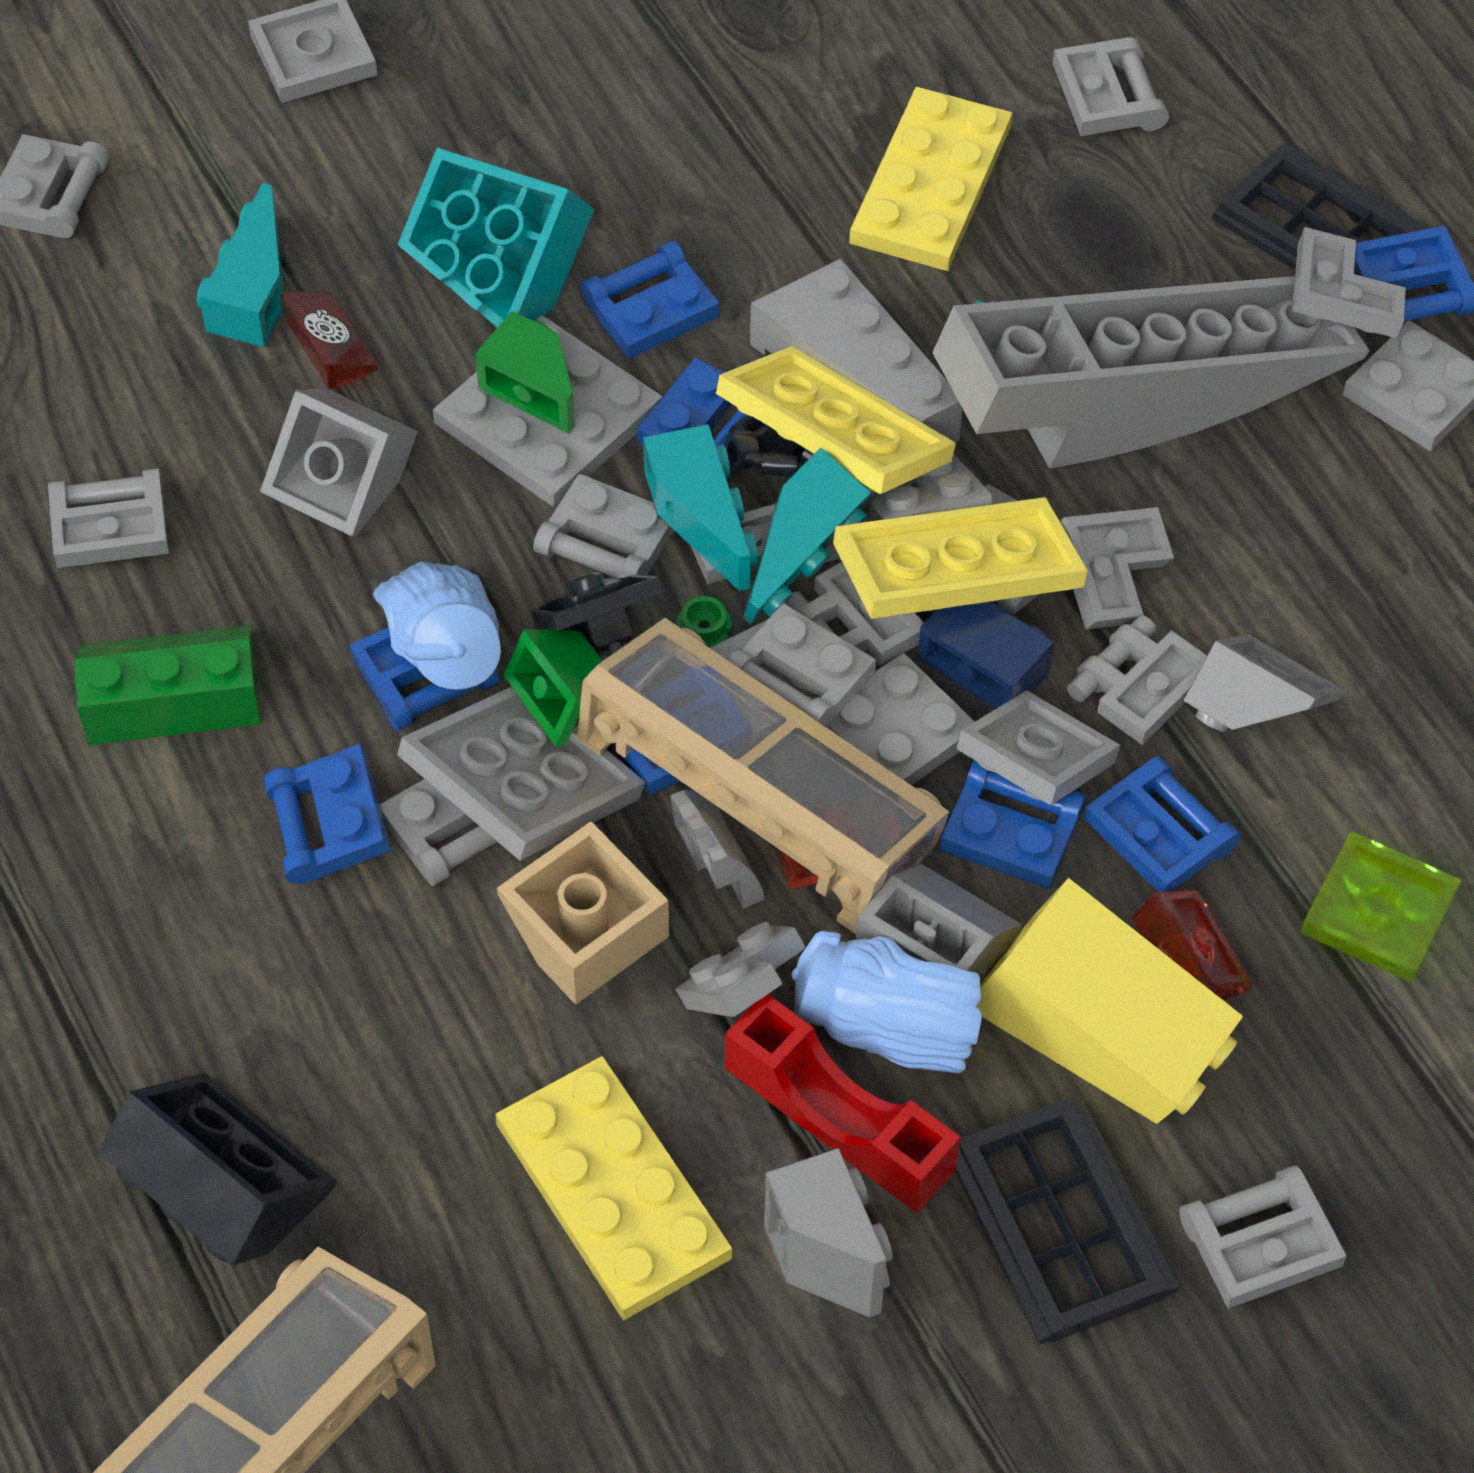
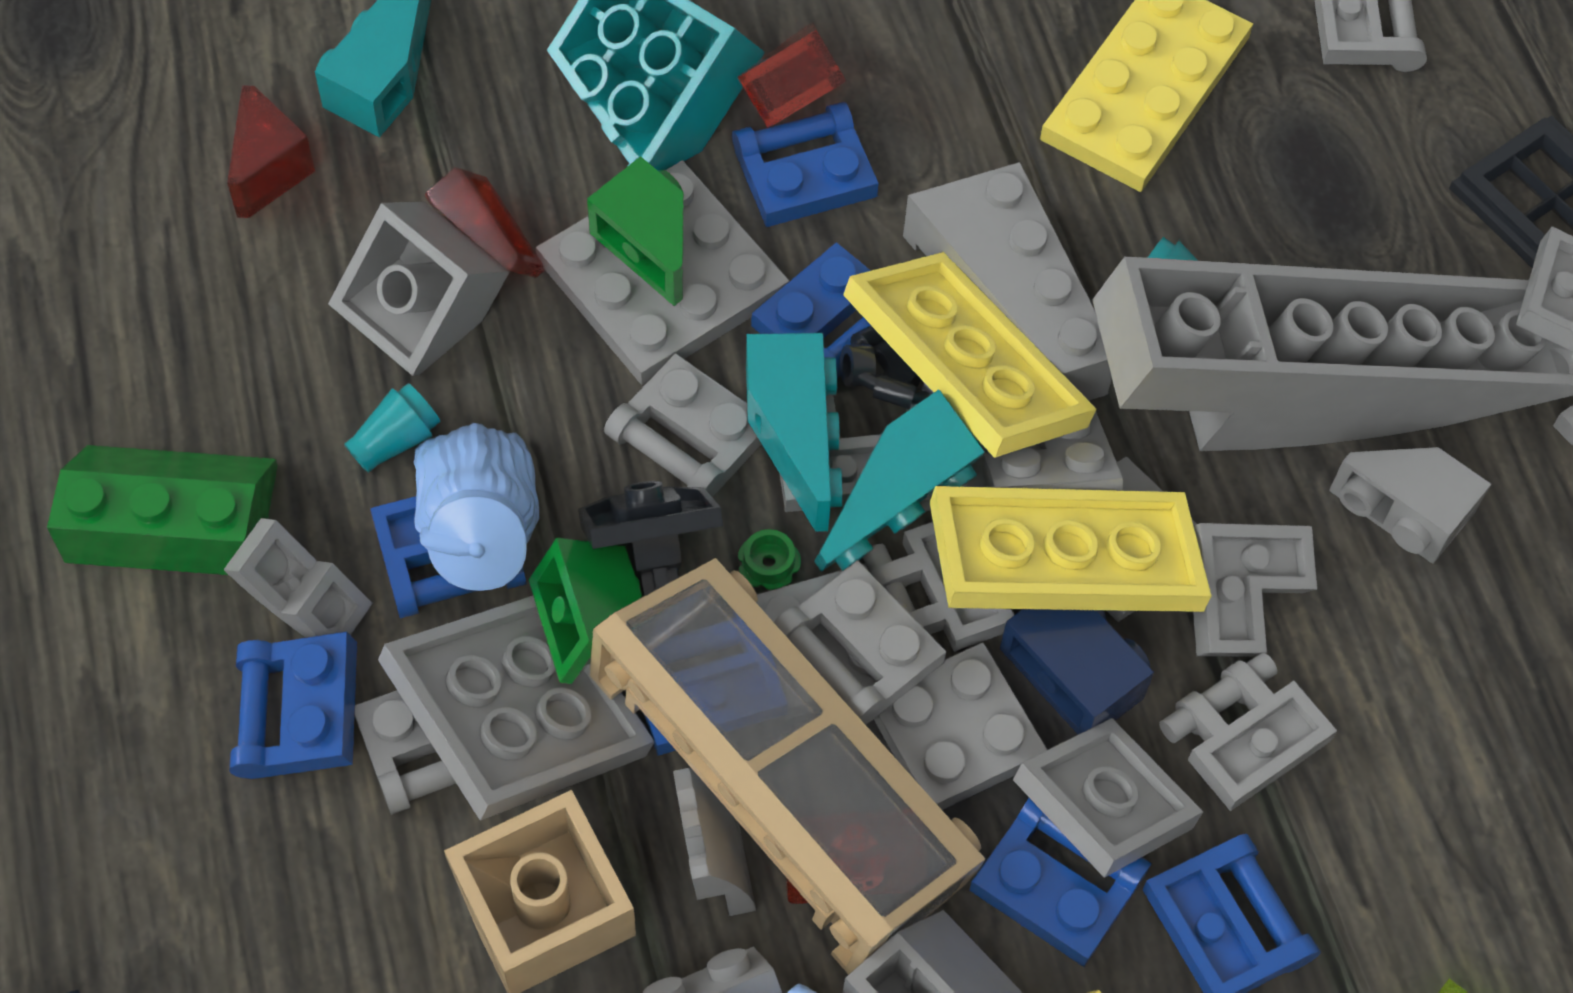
camera: 10 degrees right, 5 degrees up
(108, 529) = (154, 318): light grey plate -> none
(175, 374) = (266, 154): none -> clear red slope
(299, 717) = (294, 585): none -> light grey slope
(327, 337) = (445, 130): clear red slope -> none
(351, 576) = (393, 427): none -> teal cone
(374, 388) = (481, 215): none -> clear red slope
(623, 224) = (792, 76): none -> clear red slope
(1236, 468) = (1411, 494): none -> light grey slope
(1254, 683) = (1380, 771): light grey slope -> none

